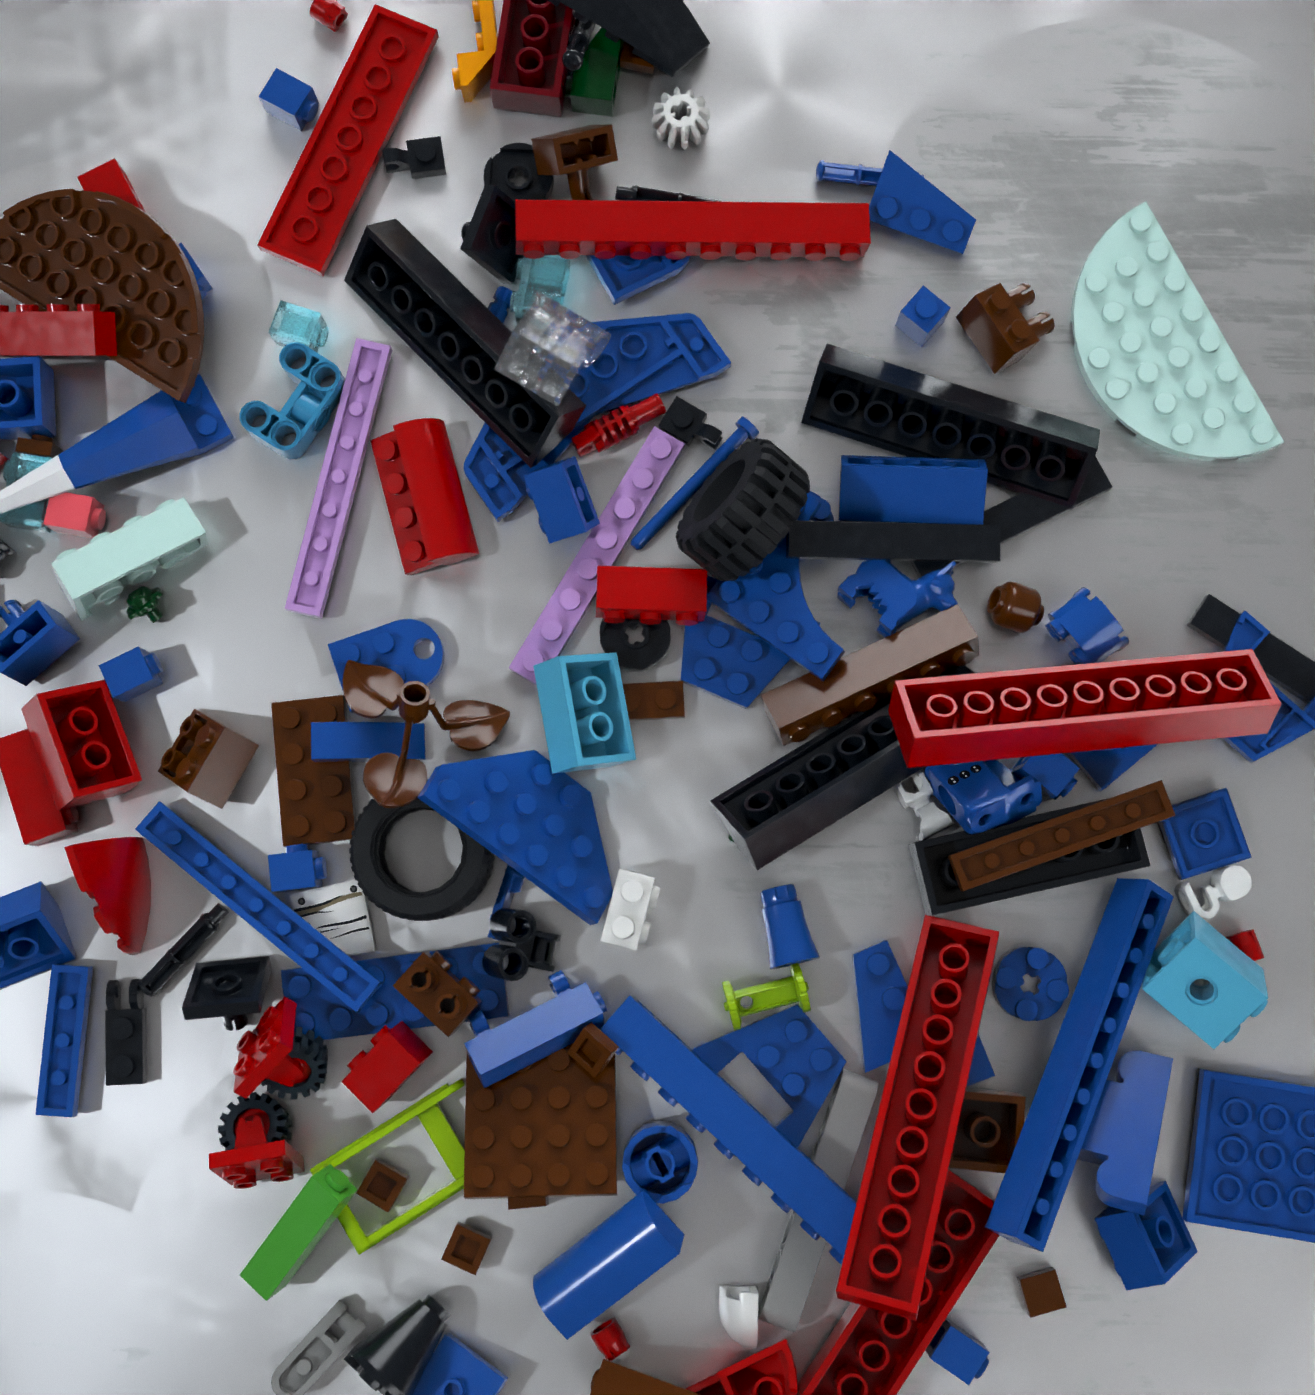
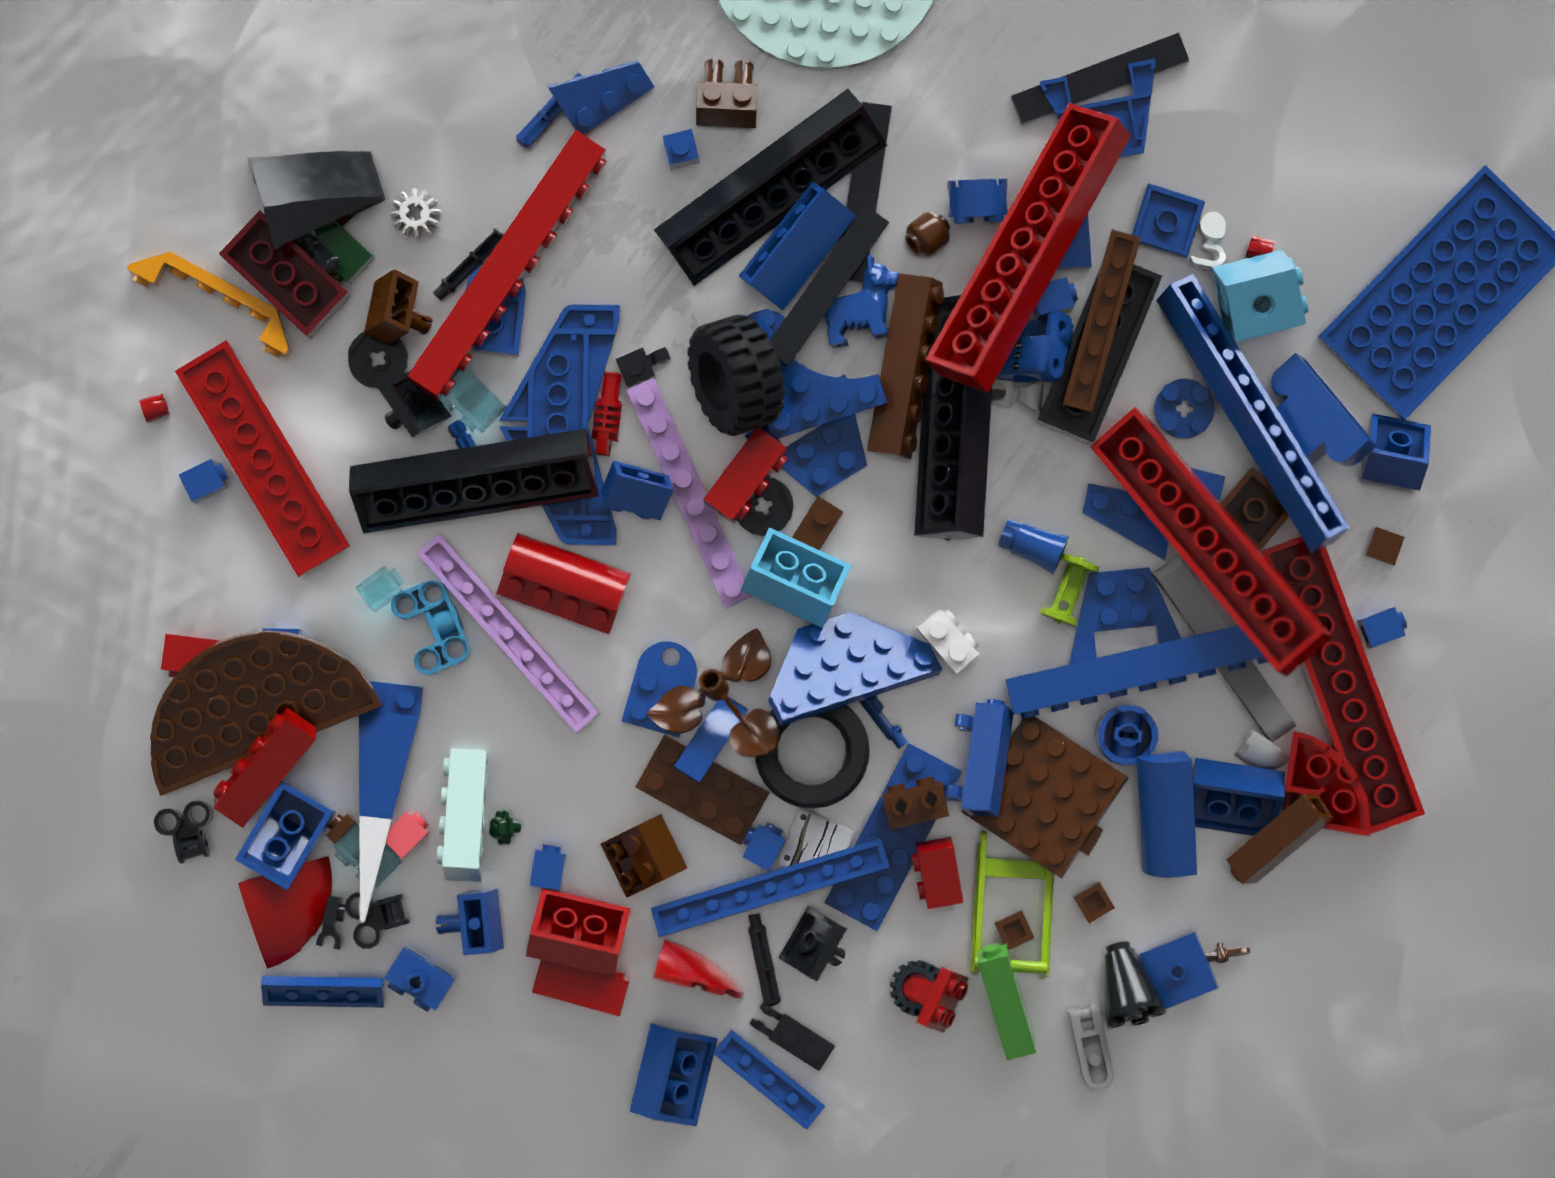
camera: 60 degrees left, 5 degrees up
(279, 1056) = (882, 938): red plate -> none
(422, 158) = (312, 416): black plate -> none
(523, 947) = (923, 728): black piece -> none
(550, 348) = (530, 425): clear piece -> none
(593, 1049) = (1024, 728): reddish brown plate -> none
(610, 1339) = (1217, 848): red hose -> none
(678, 1324) = (1236, 796): none -> blue slope
(744, 430) = (673, 330): blue bar -> none

